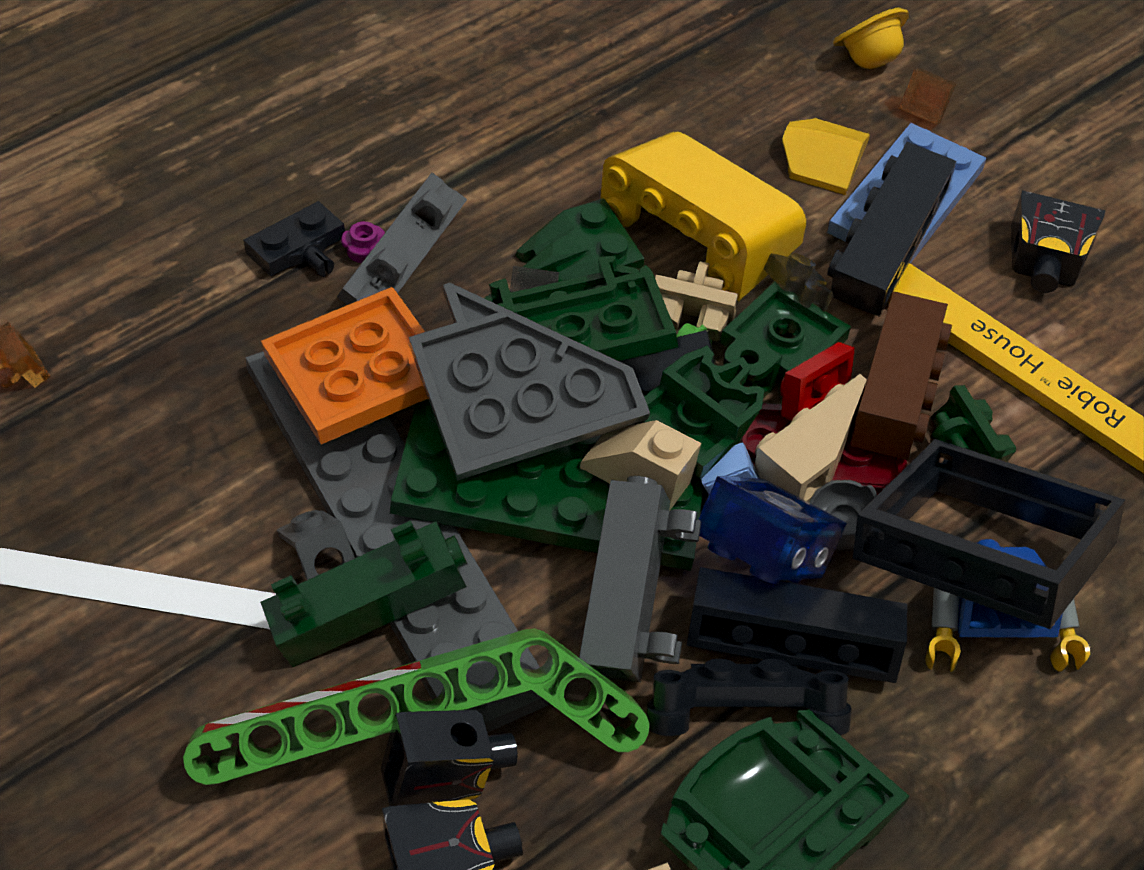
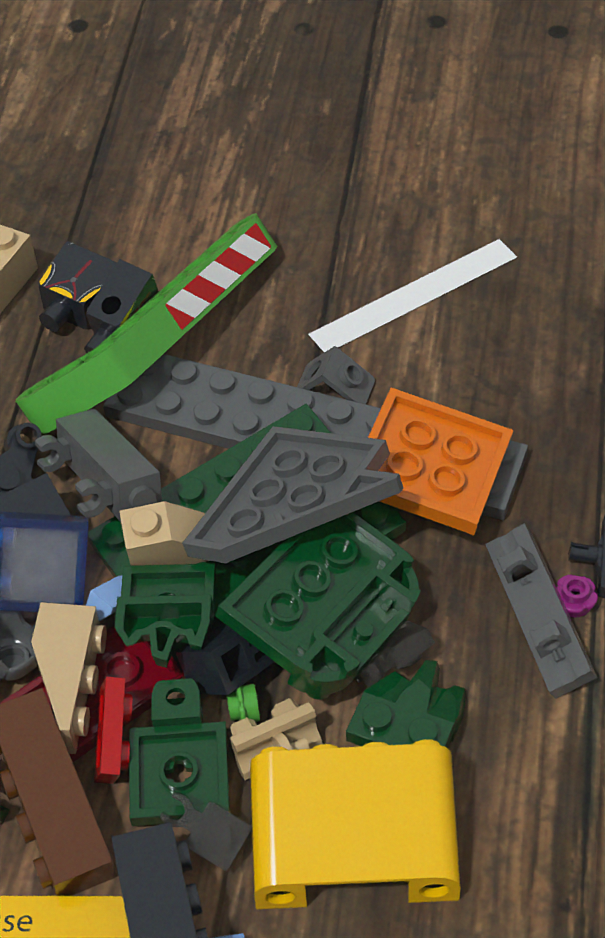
camera: 145 degrees right, 0 degrees up
(364, 592) = (259, 348): dark green brick -> none

